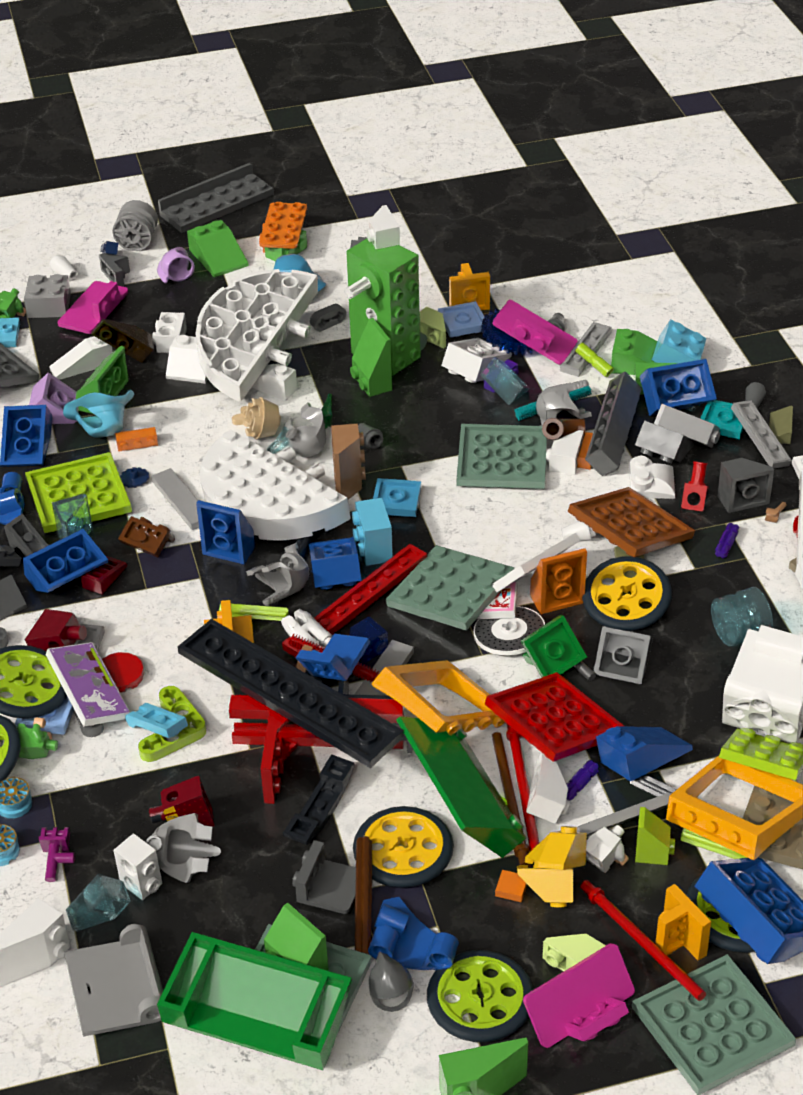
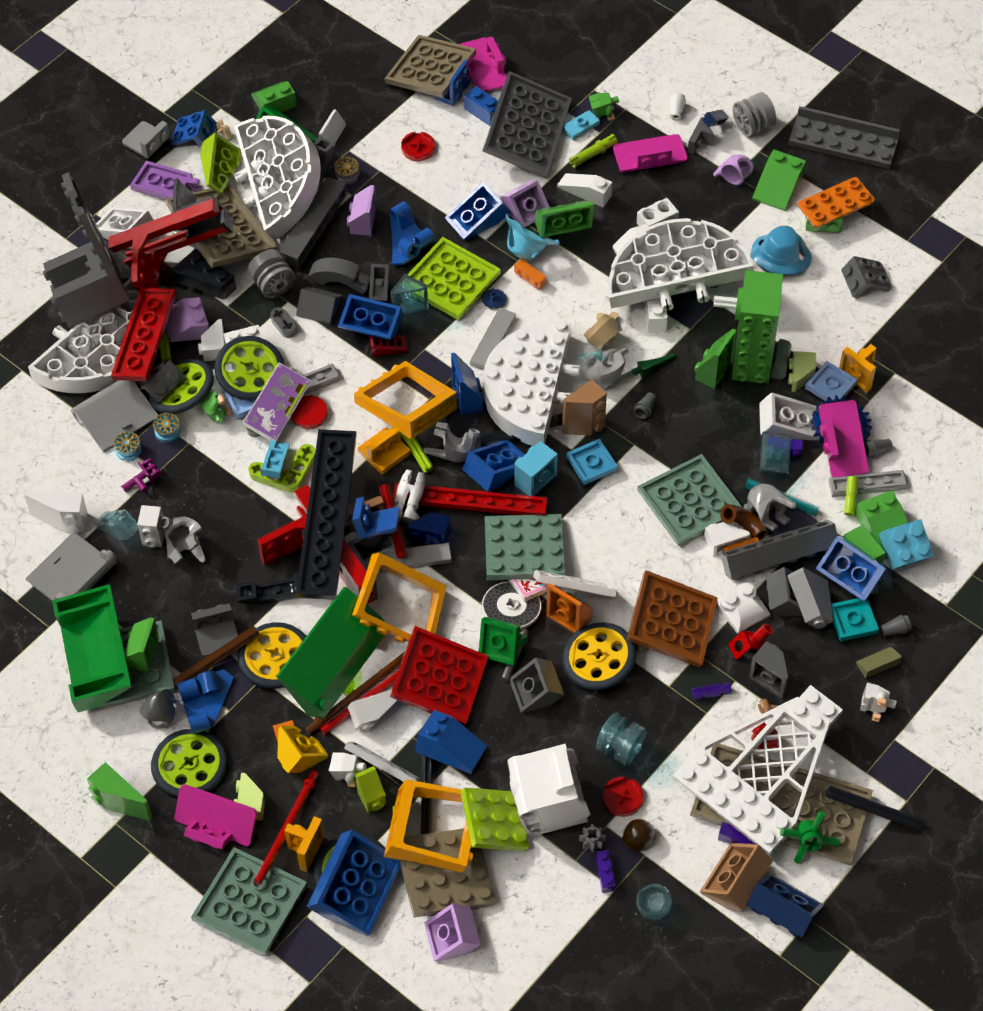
camera: 55 degrees right, 15 degrees up
(47, 296) = (629, 119): light grey piece -> none
(48, 333) = (598, 147): none -> lime pin
(55, 630) = (308, 355): dark red torso -> none
(135, 340) = (620, 201): dark brown slope -> none
(145, 536) = (437, 343): reddish brown bracket -> none
(183, 800) = (217, 520): dark red torso -> none
(216, 557) = (419, 419): none -> light orange windscreen
(383, 229) = (782, 276): white slope -> none
(560, 850) = (315, 743): yellow slope -> none
(581, 779) = (402, 722): dark purple axle -> none
(761, 434) = (851, 652): light grey tile -> none

